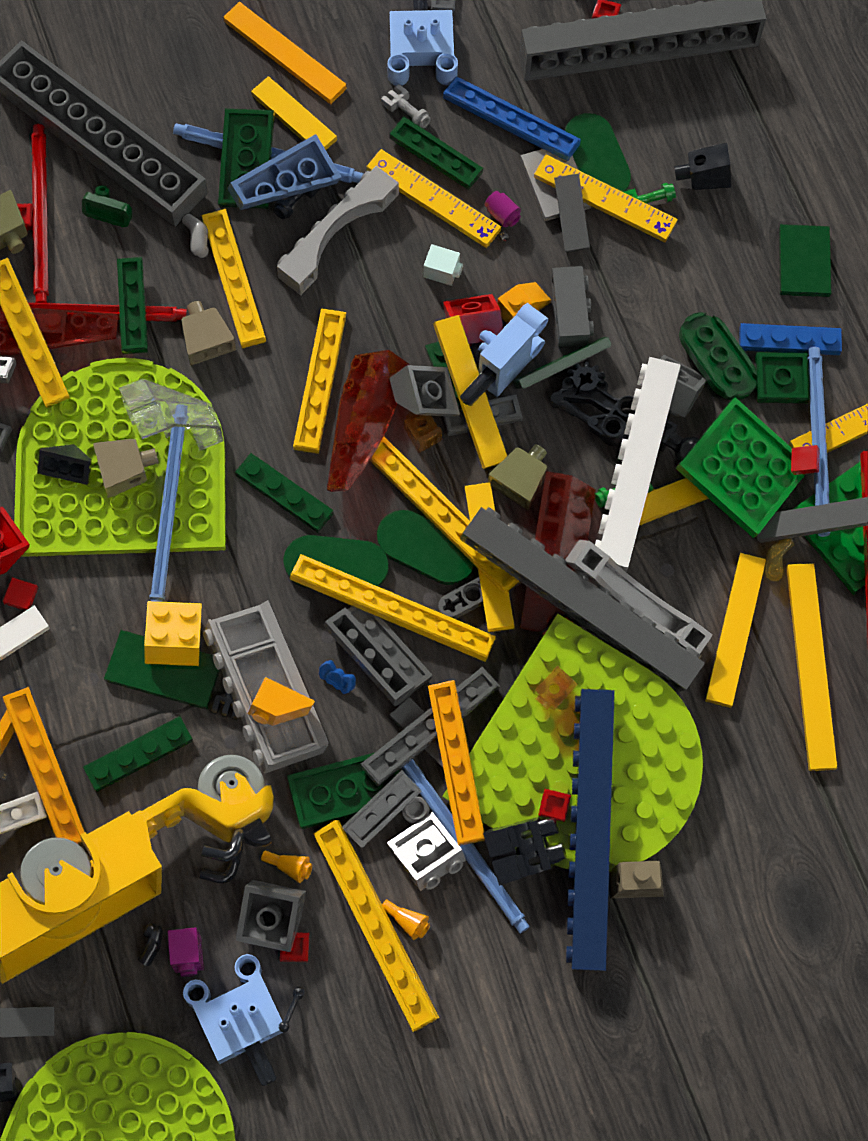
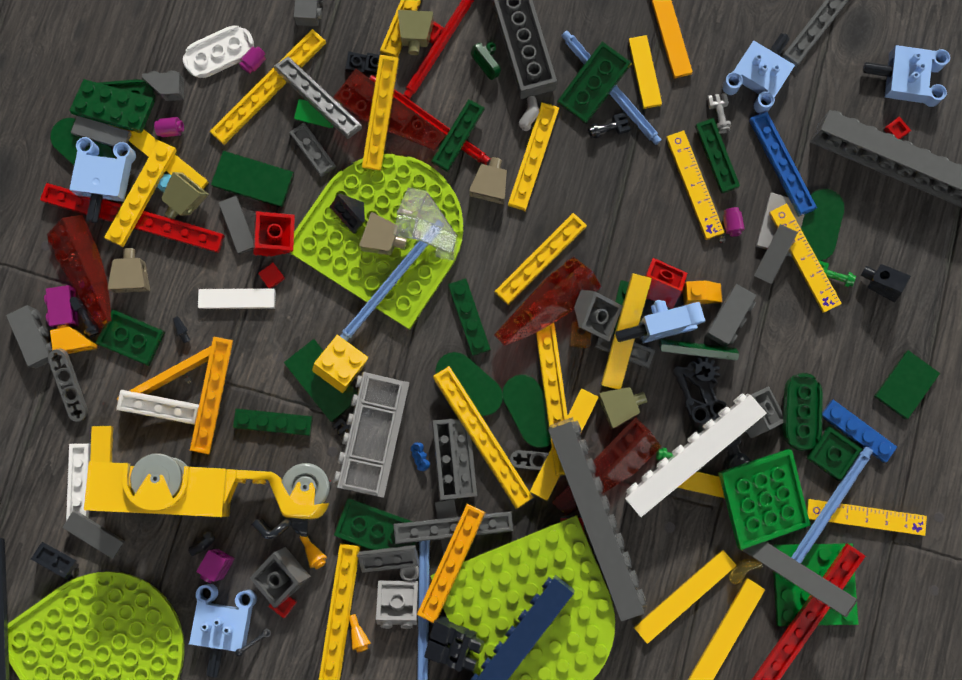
camera: 40 degrees right, 10 degrees up
(278, 704) = (366, 453): light orange slope -> none
(286, 175) = (614, 112): medium blue wedge -> none
(369, 196) = (656, 157): light grey arch -> none
(442, 265) = (668, 234): light aqua brick -> none
(554, 805) = (491, 632): red tile -> none
(565, 684) = (544, 558): clear orange brick -> none
(609, 574) = (634, 540): light grey arch -> none
(805, 460) = (808, 521): red tile -> none

